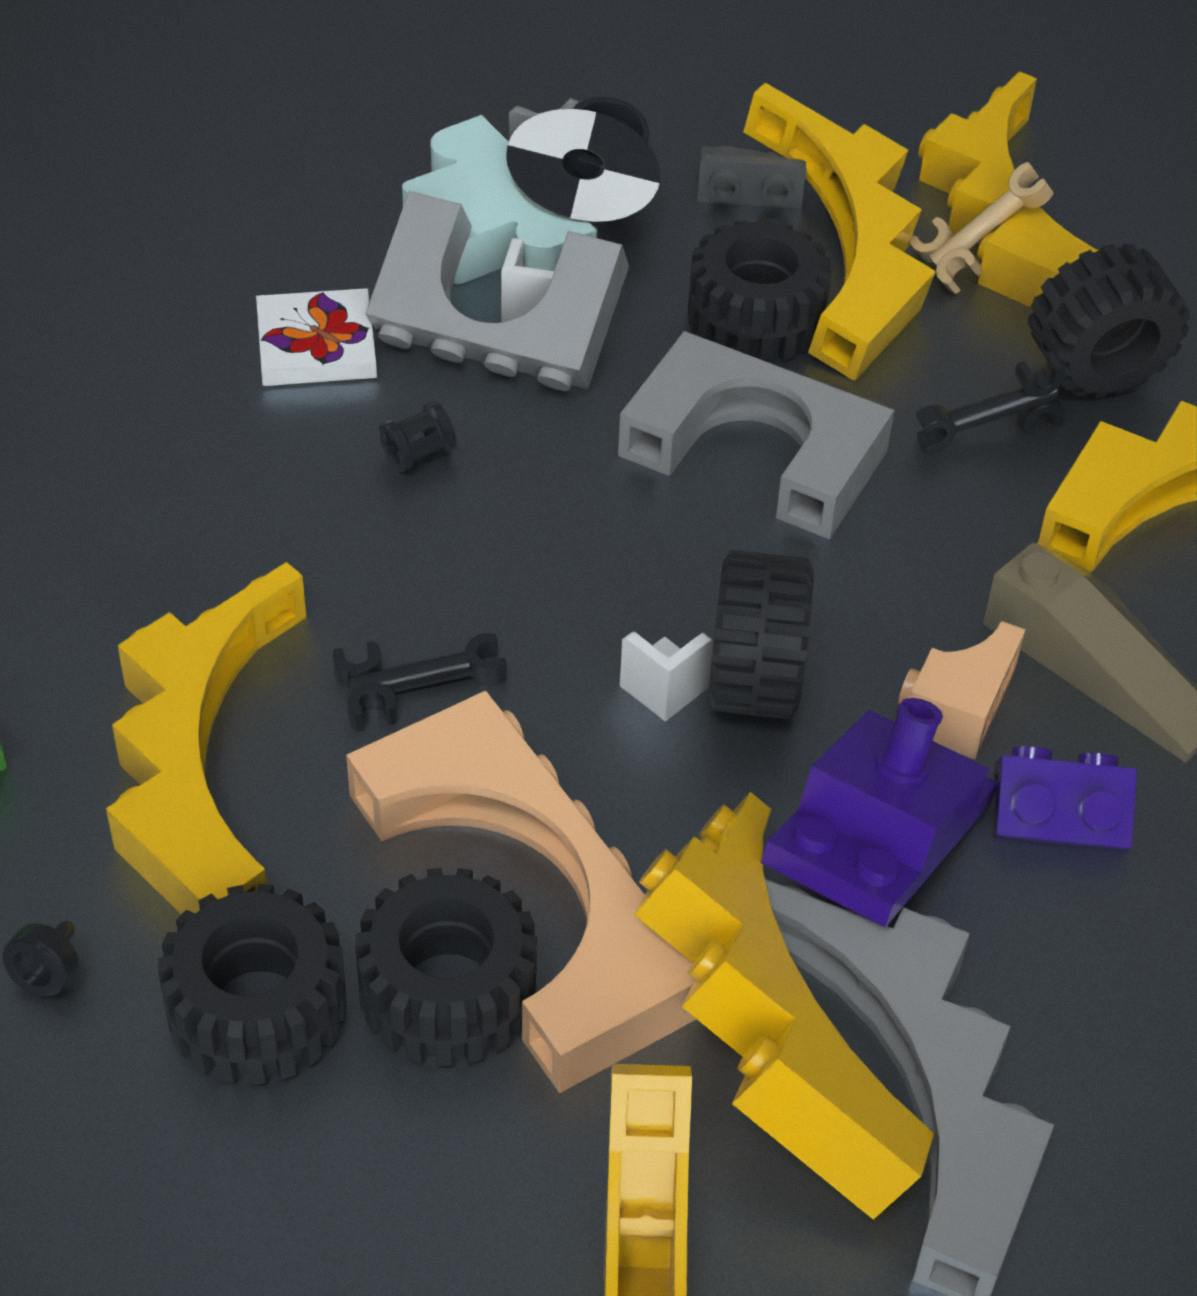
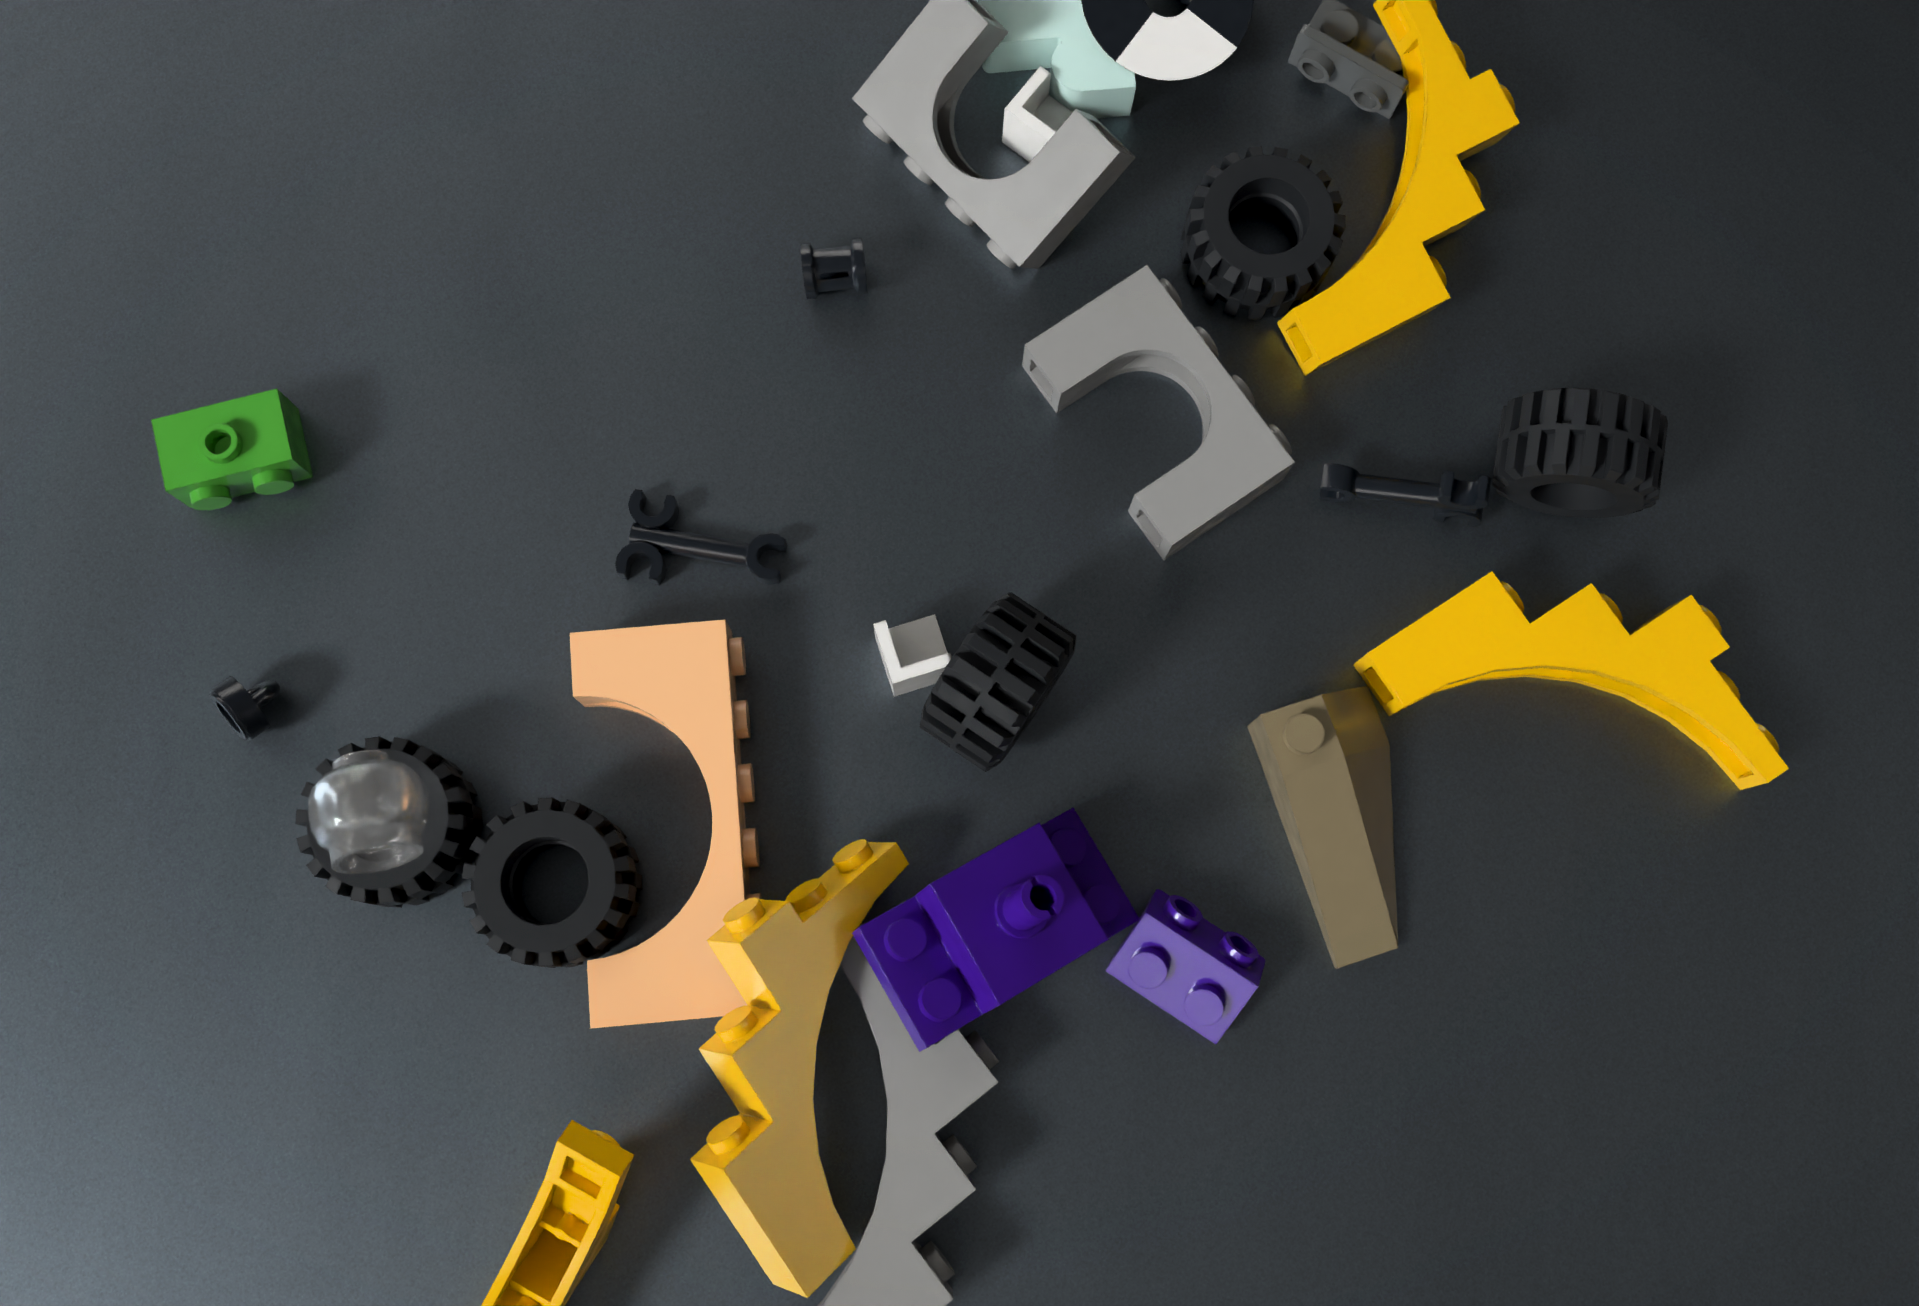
camera: 25 degrees right, 30 degrees up
(181, 677) = (408, 620): yellow arch -> none
(251, 927) = (369, 813): none -> clear piece
(315, 337) = (805, 88): white tile -> none
(951, 250) = (1500, 255): tan bar -> none
(967, 687) = (1161, 813): light nougat arch -> none
(975, 168) = (1575, 297): yellow arch -> none

